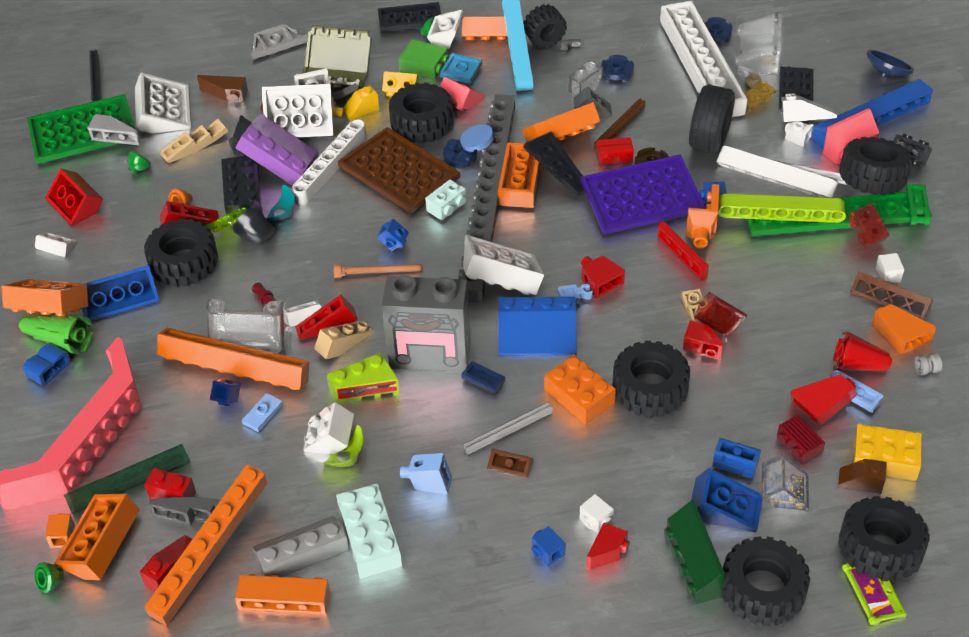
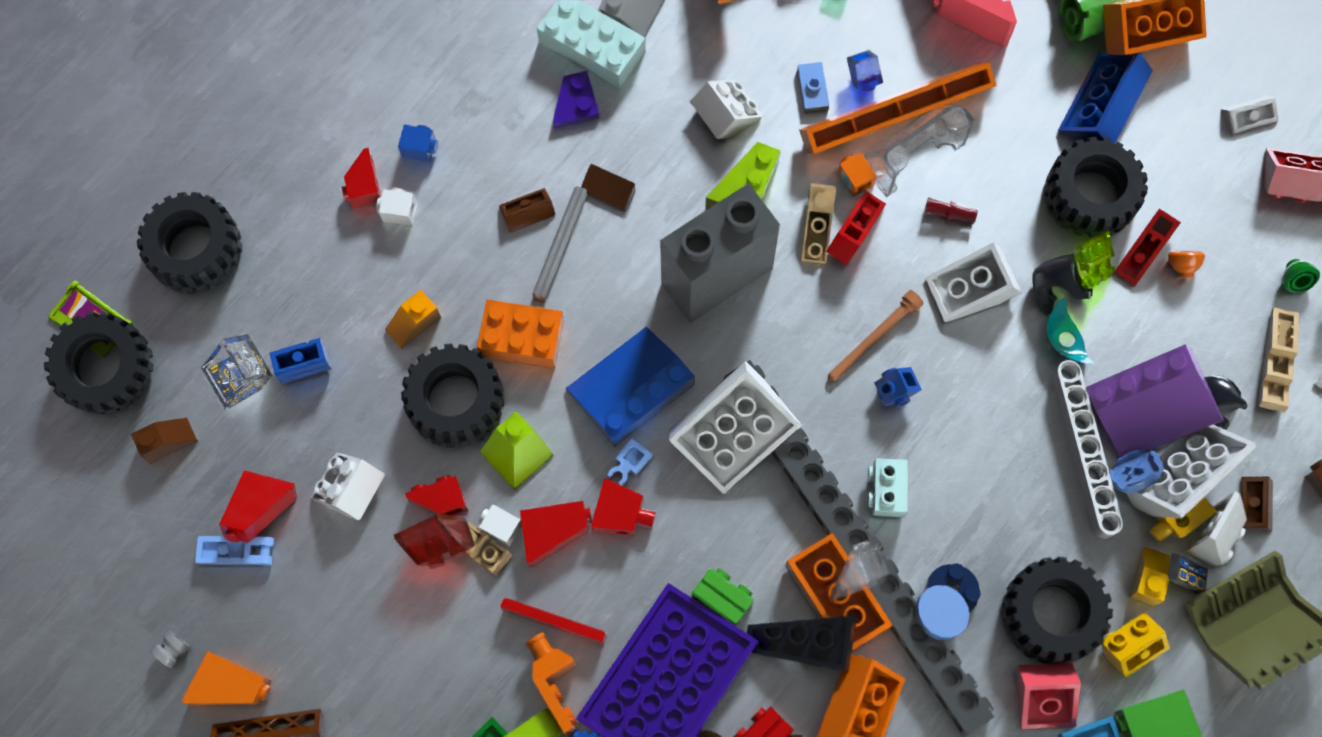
camera: 140 degrees right, 25 degrees up
(240, 183) = (1135, 322): black brick -> none
(295, 344) = (856, 174): none -> orange brick
(297, 256) = (973, 283): none -> white slope
(300, 312) = (897, 225): white slope -> none
(319, 132) = (1136, 471): none -> medium blue tile
(354, 448) = (684, 88): lime piece -> none
(398, 169) = (996, 502): reddish brown plate -> none
(415, 505) = (575, 101): none -> dark purple wing
(428, 473) = (586, 128): light blue torso -> none
(447, 439) = (608, 187): none -> reddish brown slope
(483, 377) = (634, 281): dark blue plate -> none
(506, 154) = (862, 570): none -> clear slope
(580, 210) = (722, 596): none -> bright green brick
(628, 335) = (515, 450): none -> lime slope
(640, 441) = (412, 319): none -> light orange slope
(646, 289) = (552, 528): none -> red slope
(676, 307) = (499, 525): none -> white brick
(695, 554) = (273, 225): dark green slope -> none
(726, 501) = (283, 307): blue slope -> none
(756, 379) = (348, 485): none -> white slope
(800, 439) = (253, 439): dark red brick -> none
(859, 355) = (249, 597): red cone -> none
(896, 447) = (153, 484): yellow brick -> none

